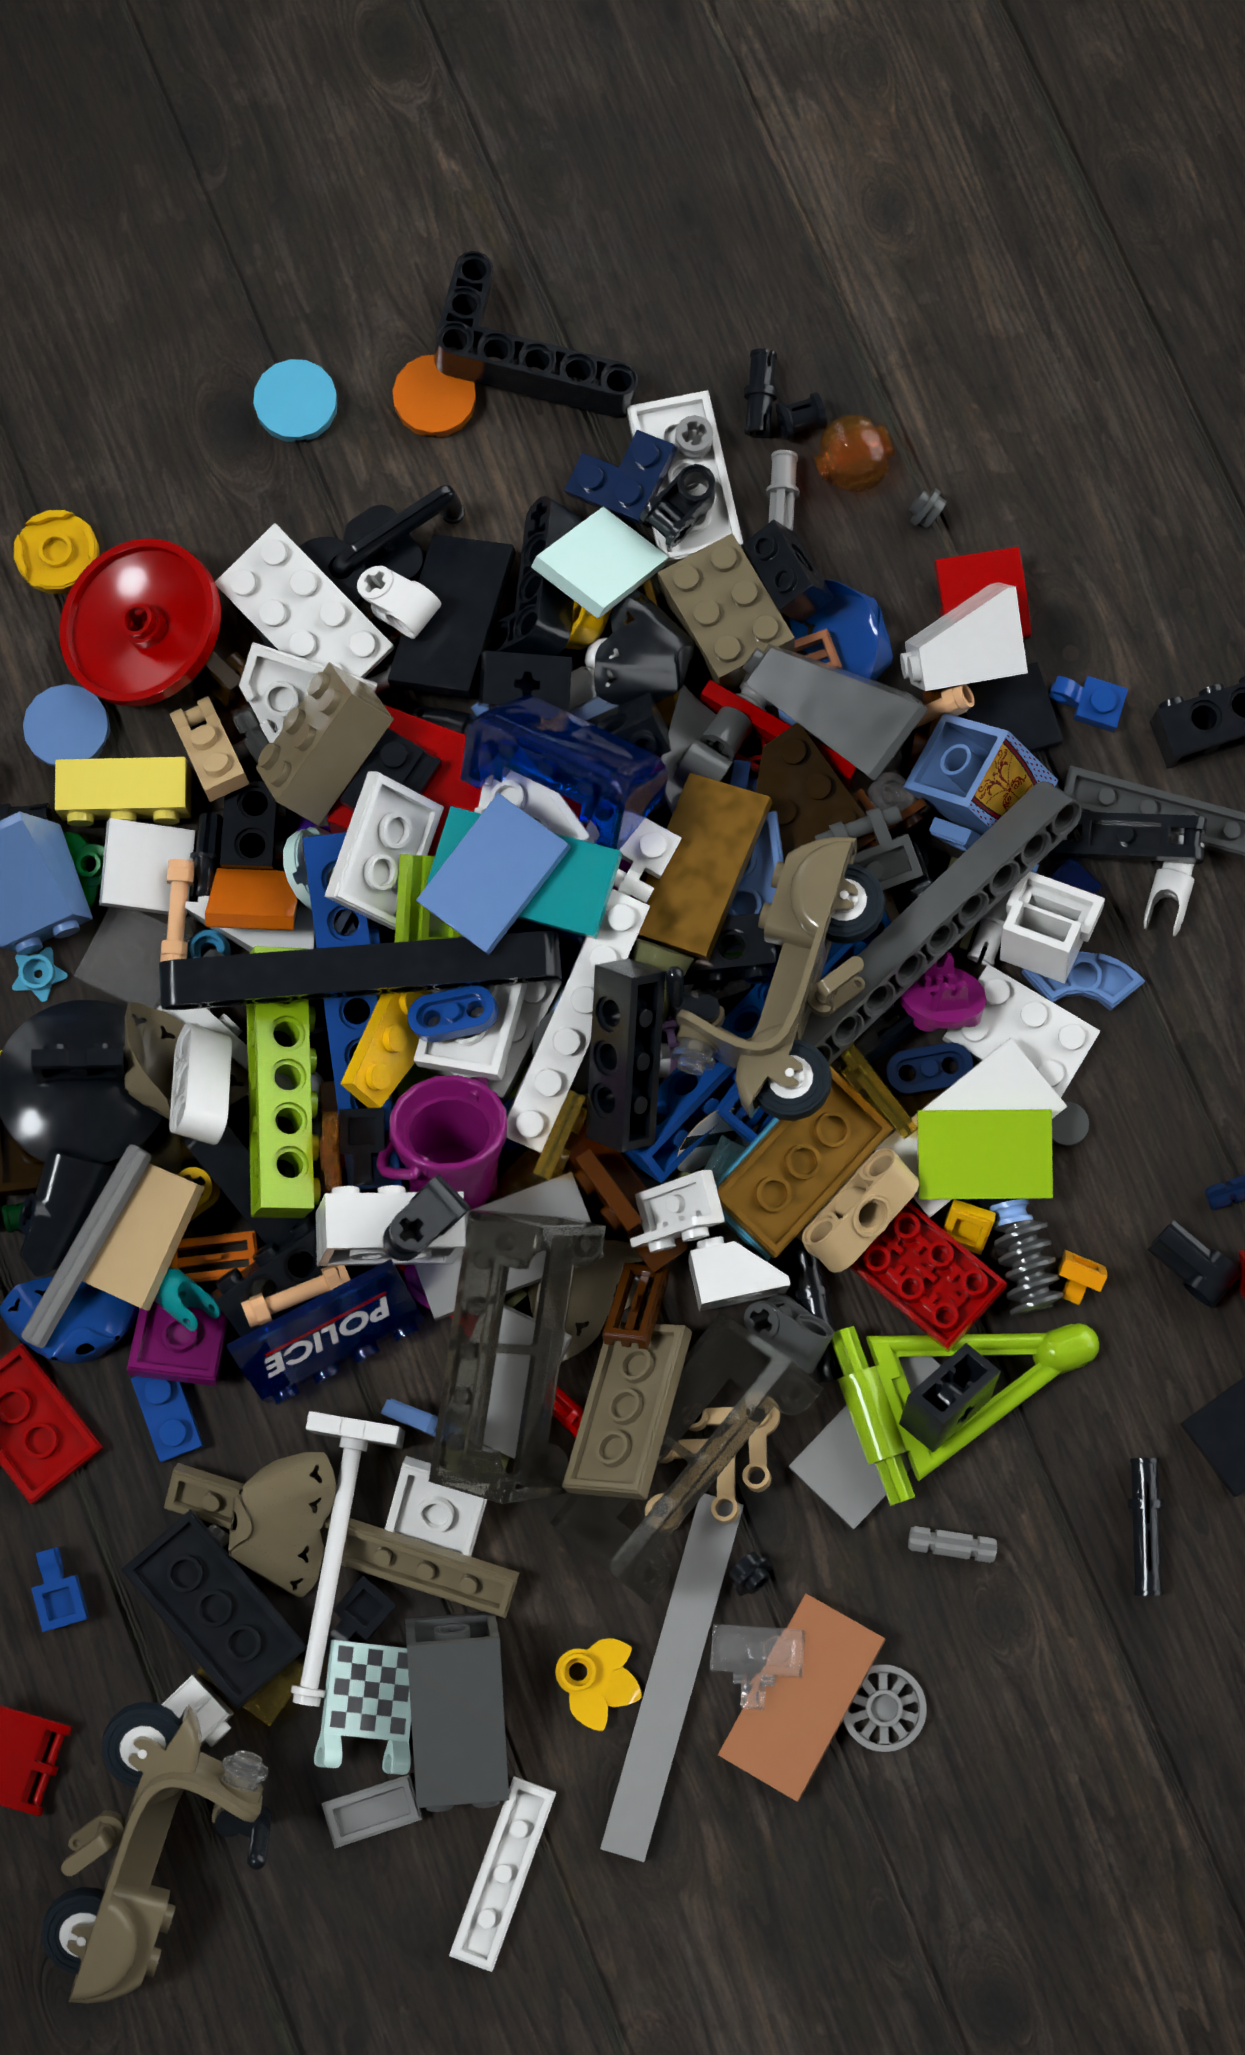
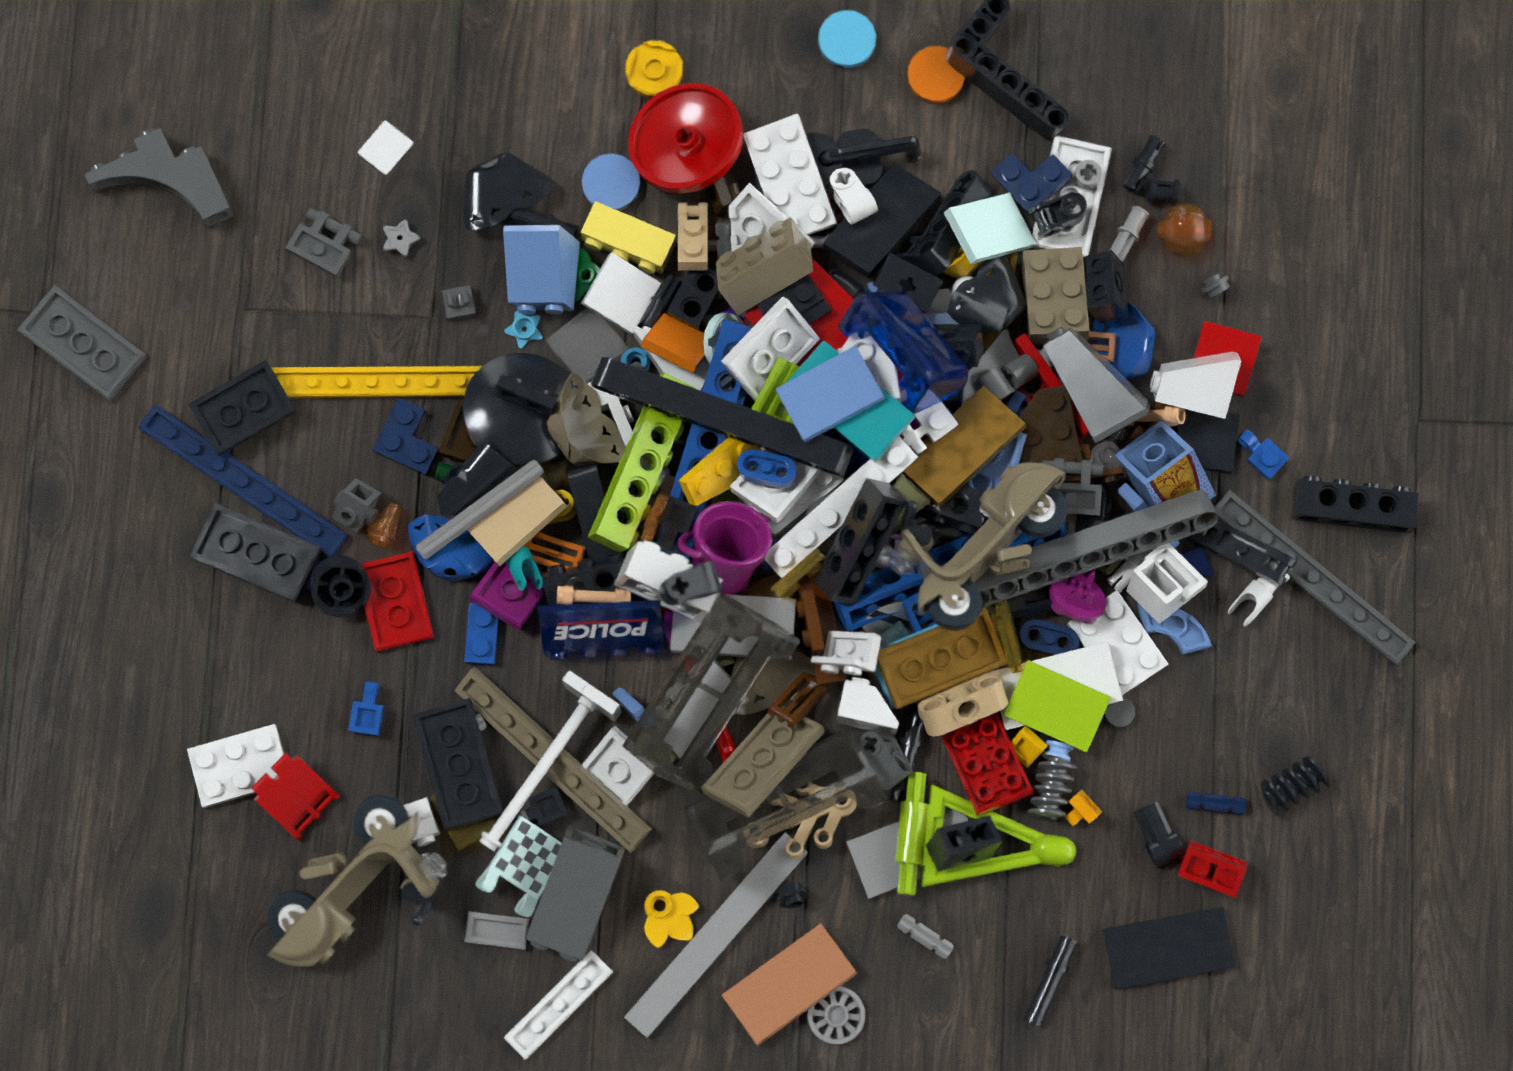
camera: 25 degrees right, 0 degrees up
(180, 876) = (638, 308): light nougat bar -> none
(201, 1084) = (593, 441): white beam -> none
(276, 1522) = (518, 730): dark tan piece -> none
(756, 1658) = (772, 947): clear hinge -> none

